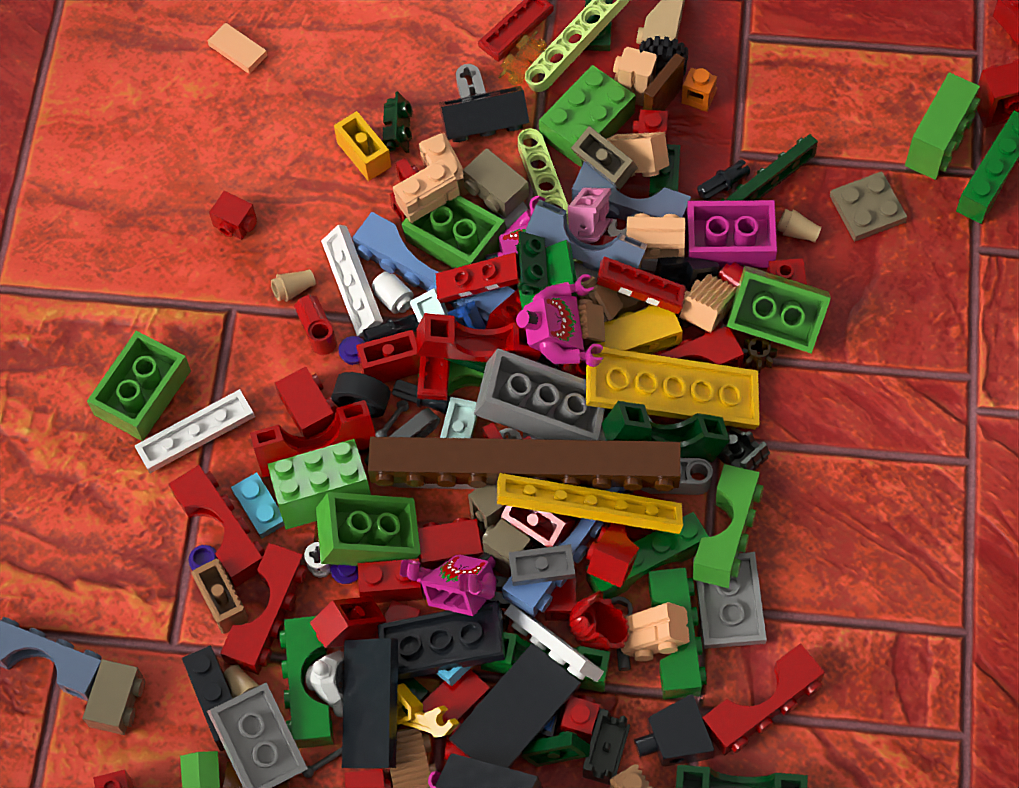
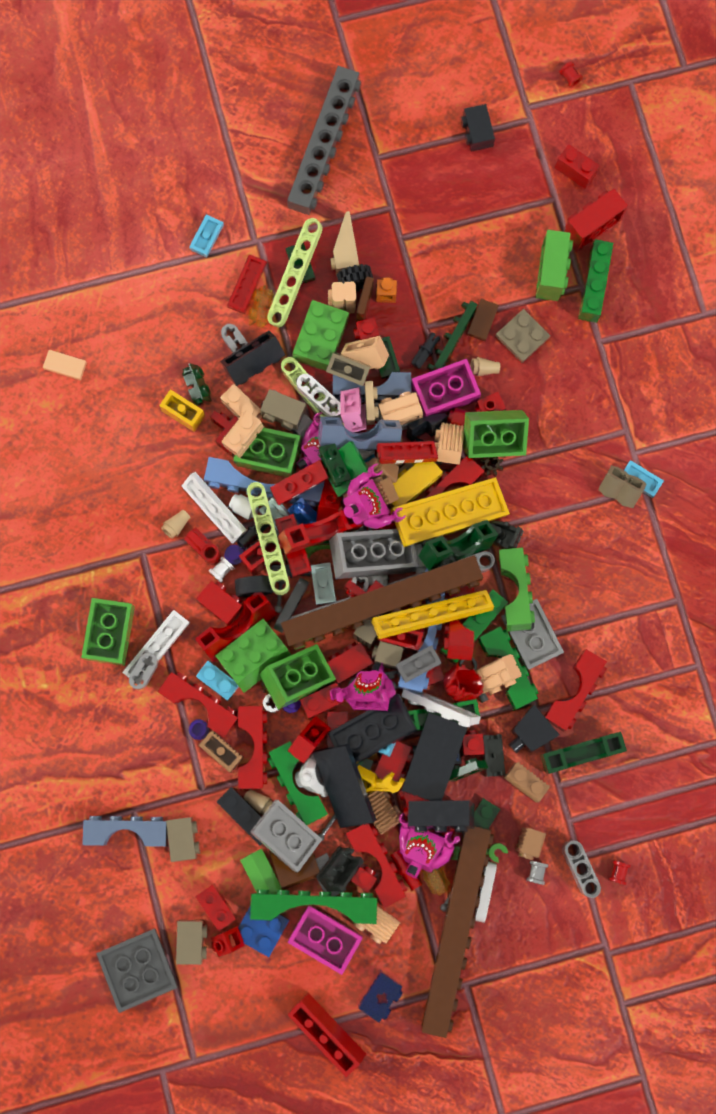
camera: 30 degrees left, 15 degrees up
(162, 452) = (138, 669): none -> light grey beam
(233, 215) = (116, 490): red brick -> none
(327, 361) = (221, 569): none -> white bush
(401, 333) = (270, 537): none -> yellowish green beam
(553, 174) = (319, 388): none -> white beam
(621, 202) = (370, 395): none -> tan plate
(819, 169) = (483, 320): none -> reddish brown tile
(936, 442) = (622, 486): none -> dark tan brick
(970, 445) = (652, 481): none -> medium azure plate

